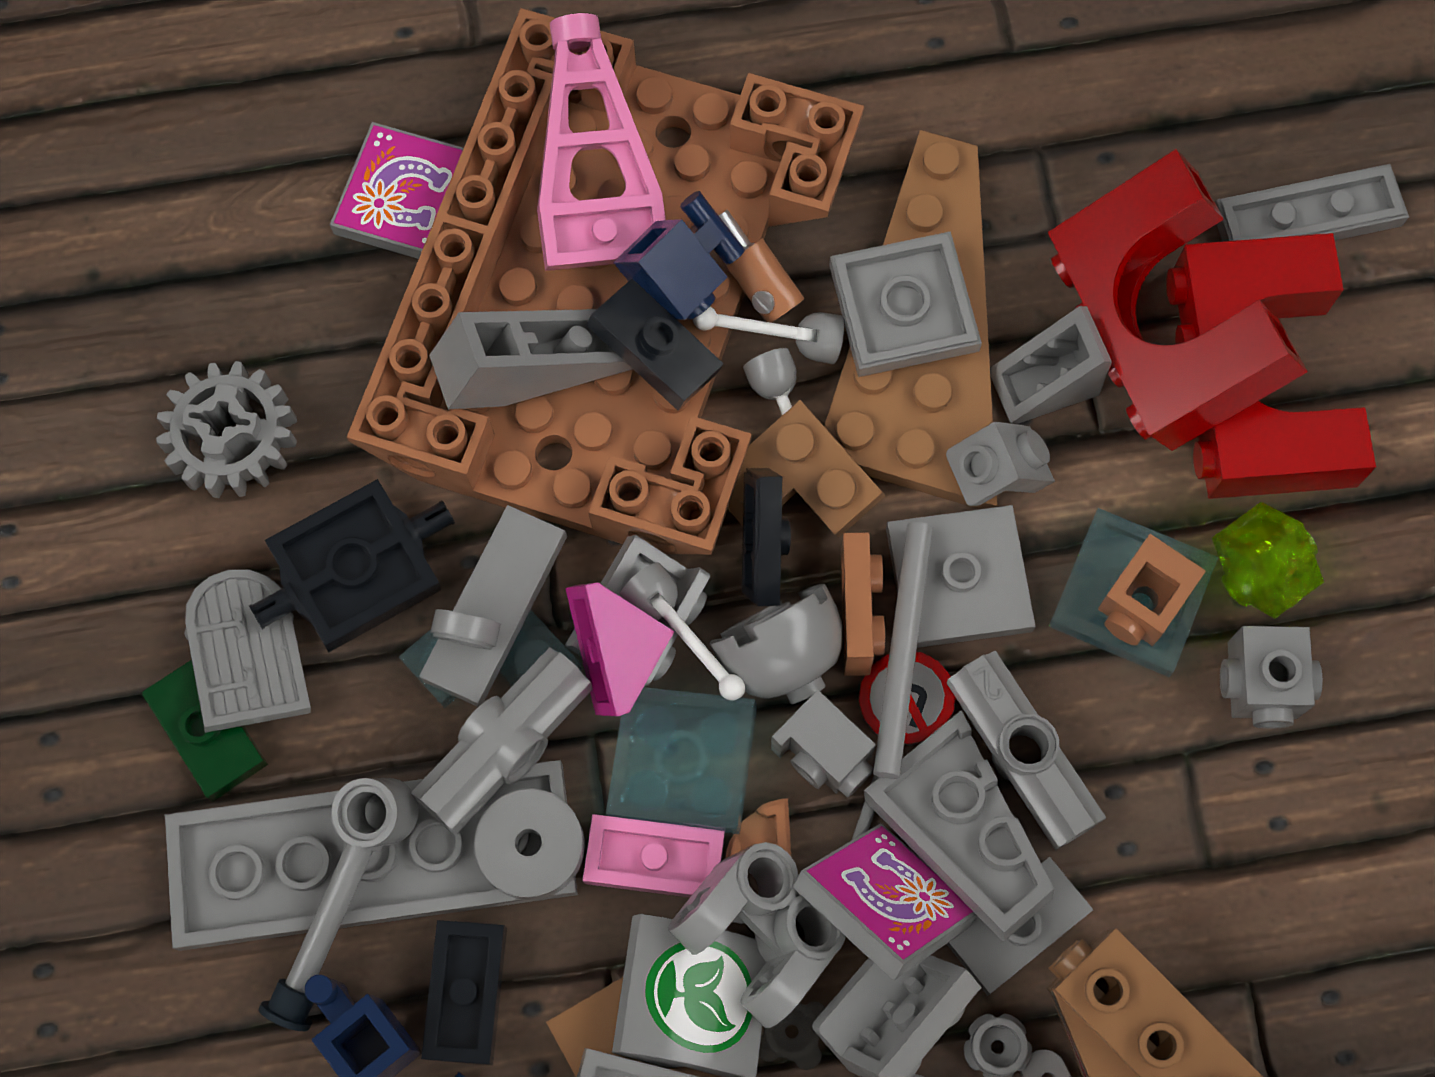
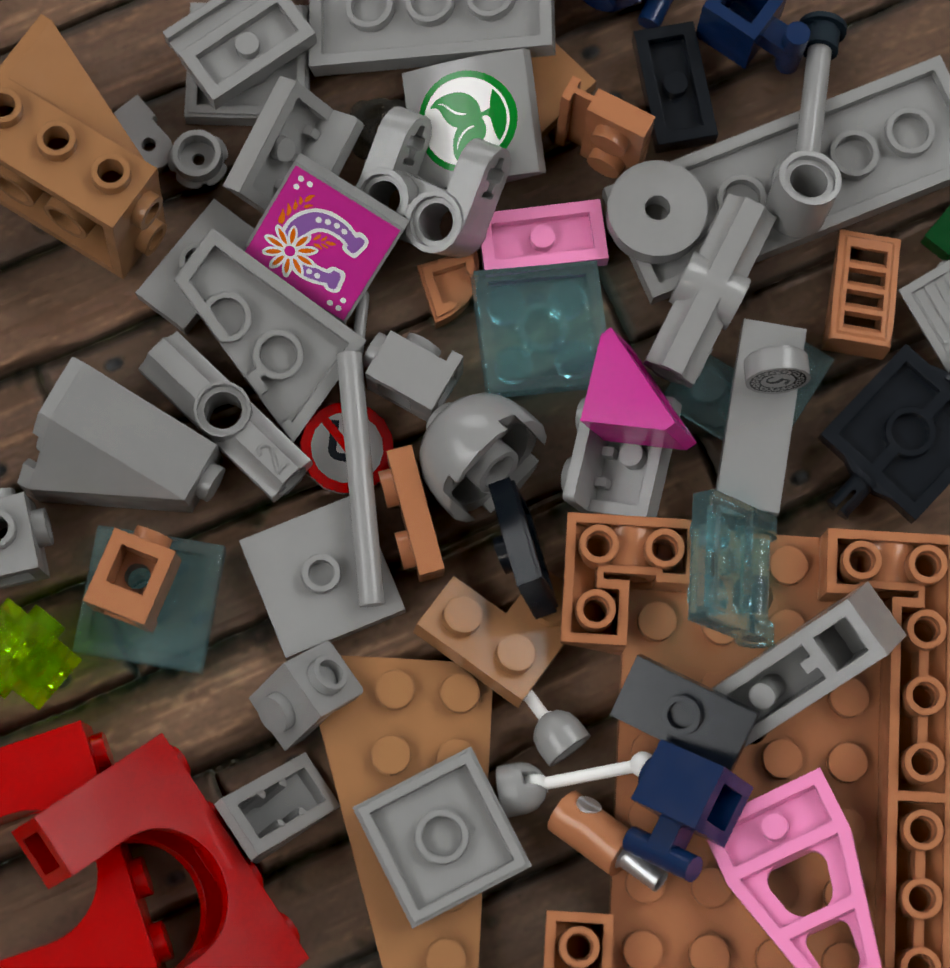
camera: 160 degrees right, 5 degrees up
(325, 710) = (855, 339): none -> nougat slope
(557, 935) = (606, 127): none -> nougat plate
(572, 457) = (731, 568): none -> clear light blue plate
(656, 595) = (608, 456): hinge -> none
(1139, 736) = (116, 449): none -> light grey slope

